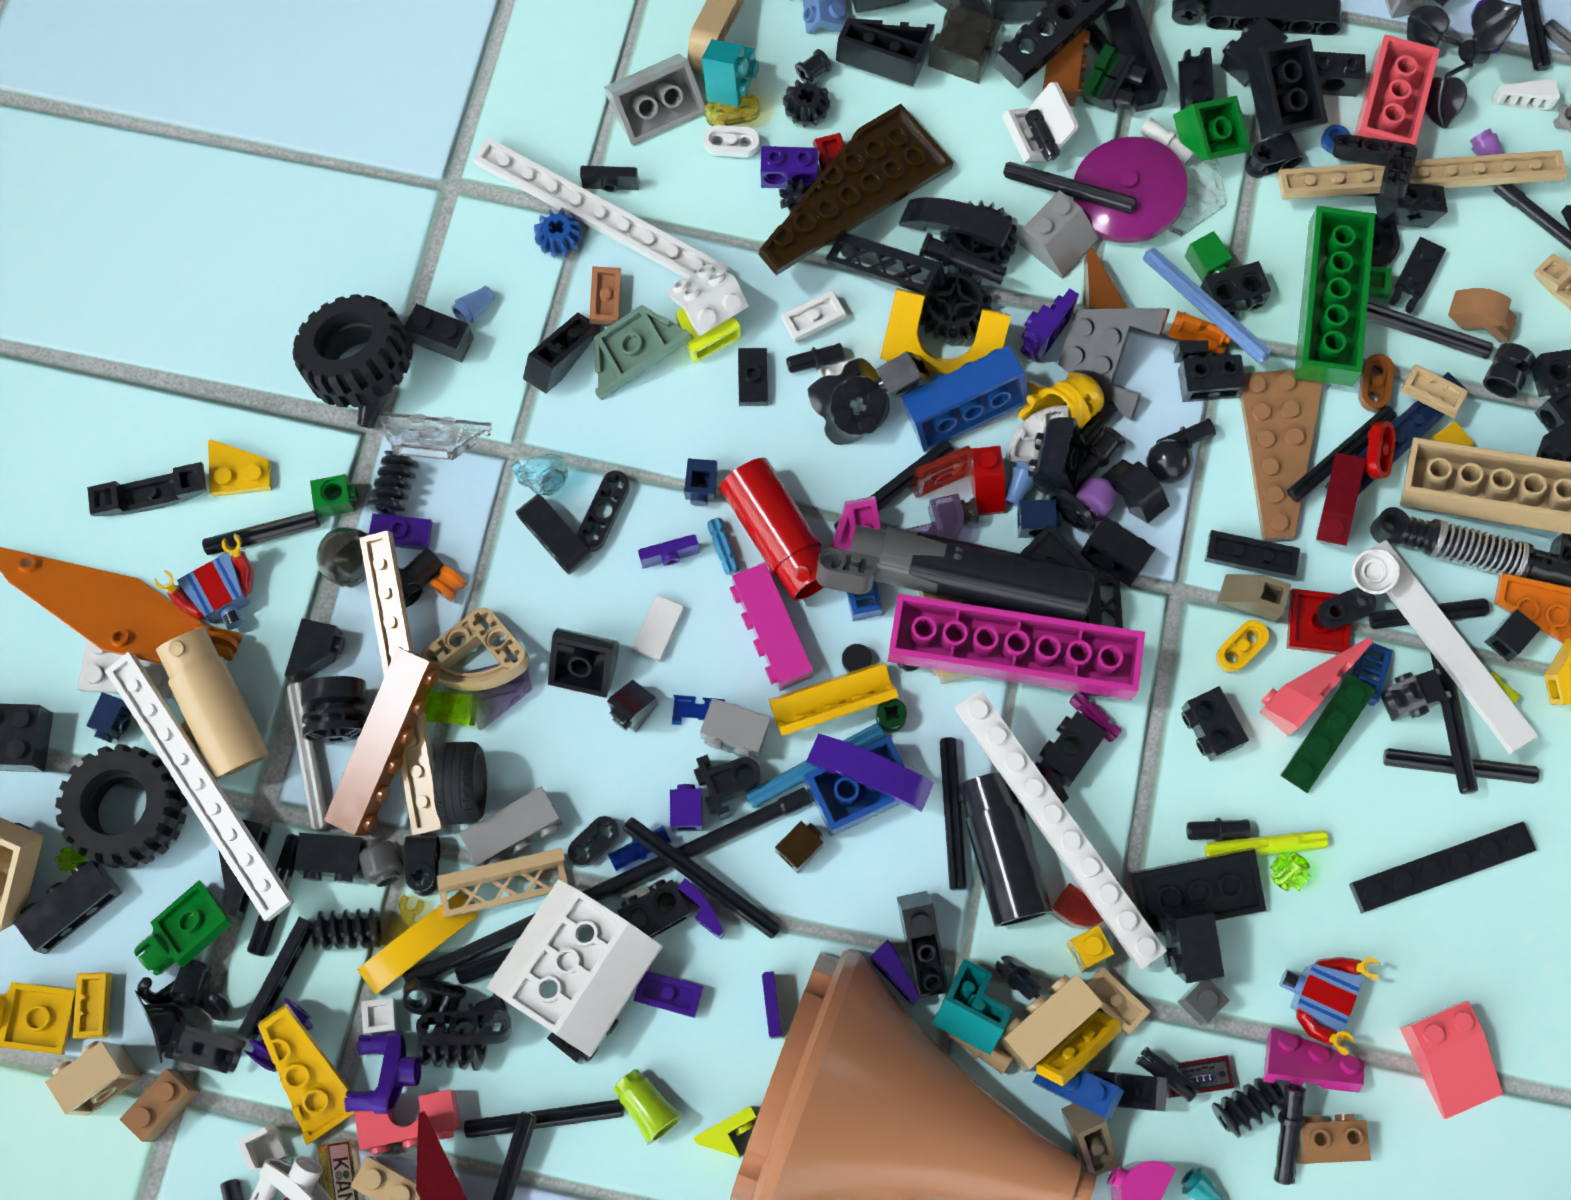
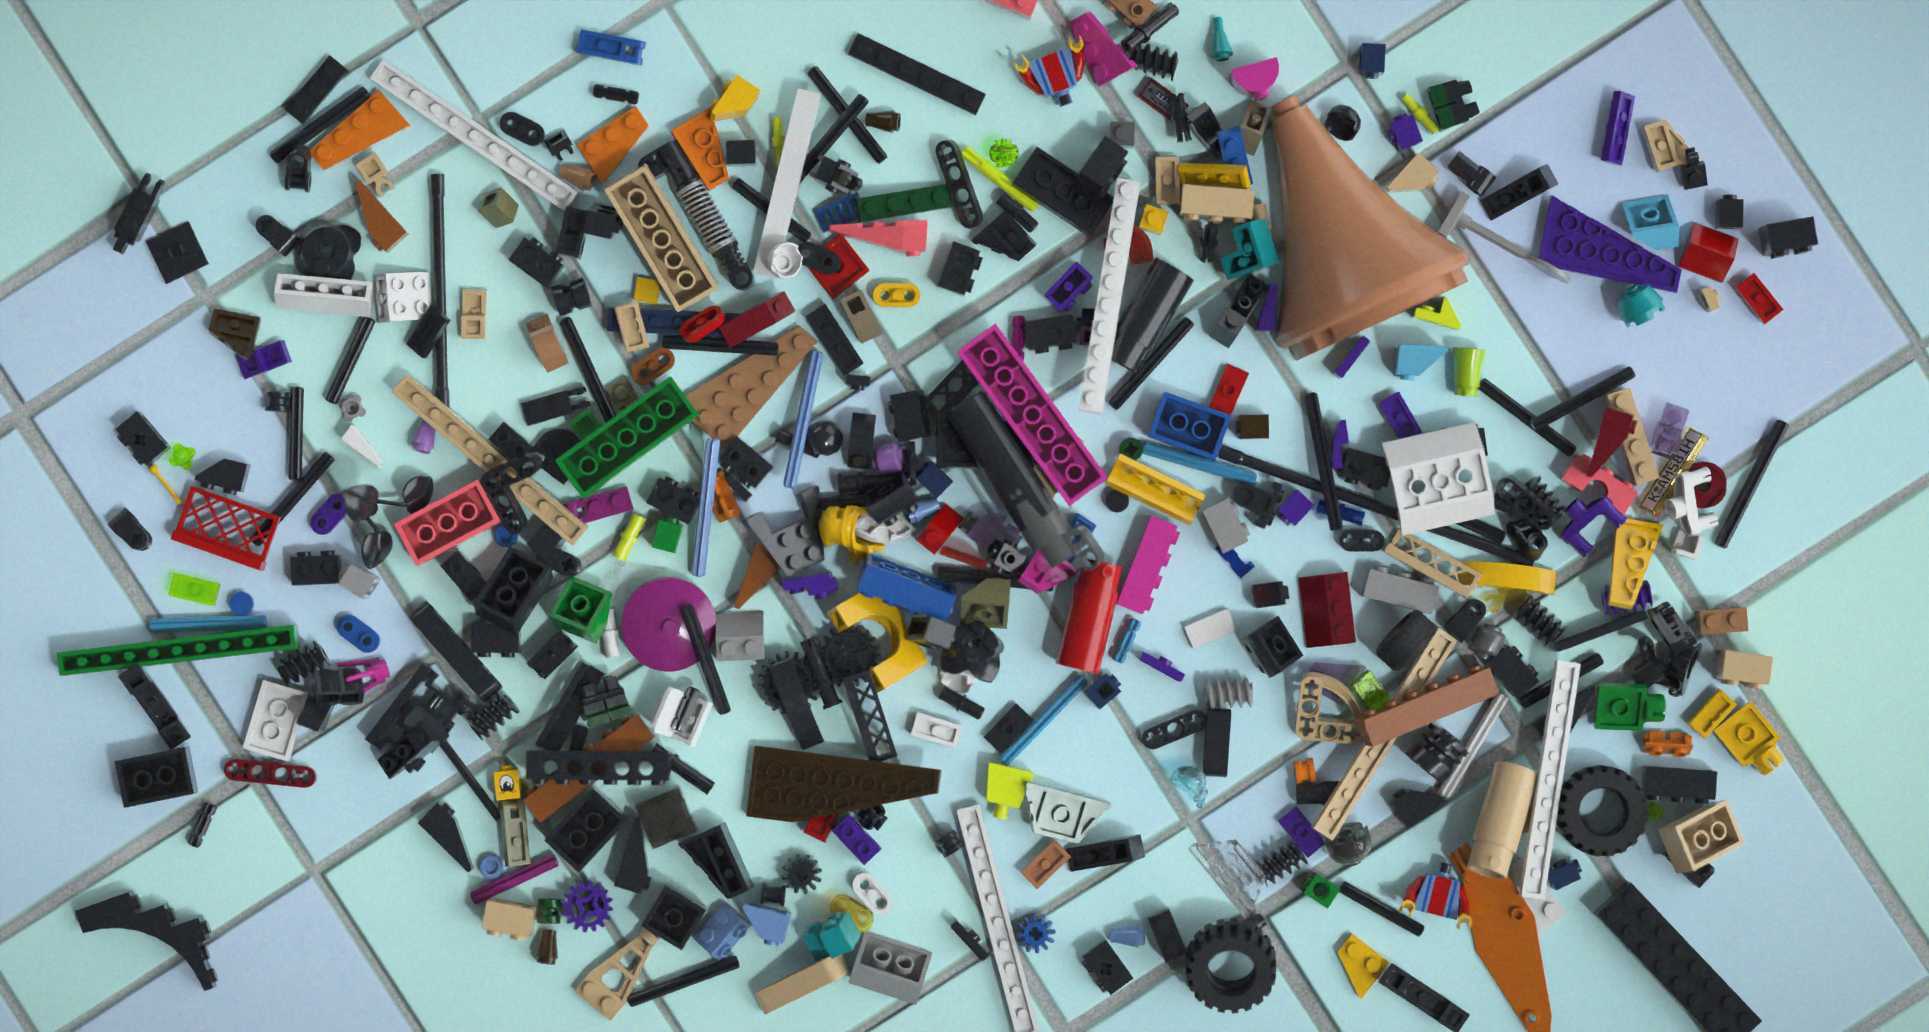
camera: 135 degrees left, 15 degrees up
(103, 942) = (1678, 744): none -> orange hinge
(379, 1015) = (1564, 557): white plate -> none
(466, 262) = (1119, 973): none -> black brick
(564, 746) = (1327, 610): none -> dark red slope
(583, 584) = (1227, 692): none -> light grey piece
(706, 236) = (949, 843): none -> black wheel
(706, 1064) = (1415, 359): none -> medium azure slope
(708, 297) = (992, 798): white bracket -> none
(728, 408) = (1043, 720): none -> dark azure axle
(795, 34) = (768, 922): none -> medium blue slope
(856, 860) = (1228, 389): none -> red plate
(870, 770) = (1180, 425): dark purple slope -> none
(880, 456) = (987, 603): none -> olive slope
(906, 508) = (1005, 557): none -> black brick
(986, 94) = (687, 772): none -> black pin
(1101, 804) = (1069, 285): none -> dark purple brick
(1193, 537) = (858, 382): none -> black plate
(1204, 795) = (1005, 237): none -> black wing
(1205, 457) = (803, 420): none -> medium blue axle
(1238, 228) = (629, 536): none -> neon yellow pin
(1287, 233) = (603, 505): none -> magenta plate
(1296, 806) = (962, 182): none -> black beam
(1303, 152) = (545, 541): none -> black panel
(1377, 338) = (622, 393): none -> olive plate
(1422, 794) = (884, 120): none -> dark brown cone

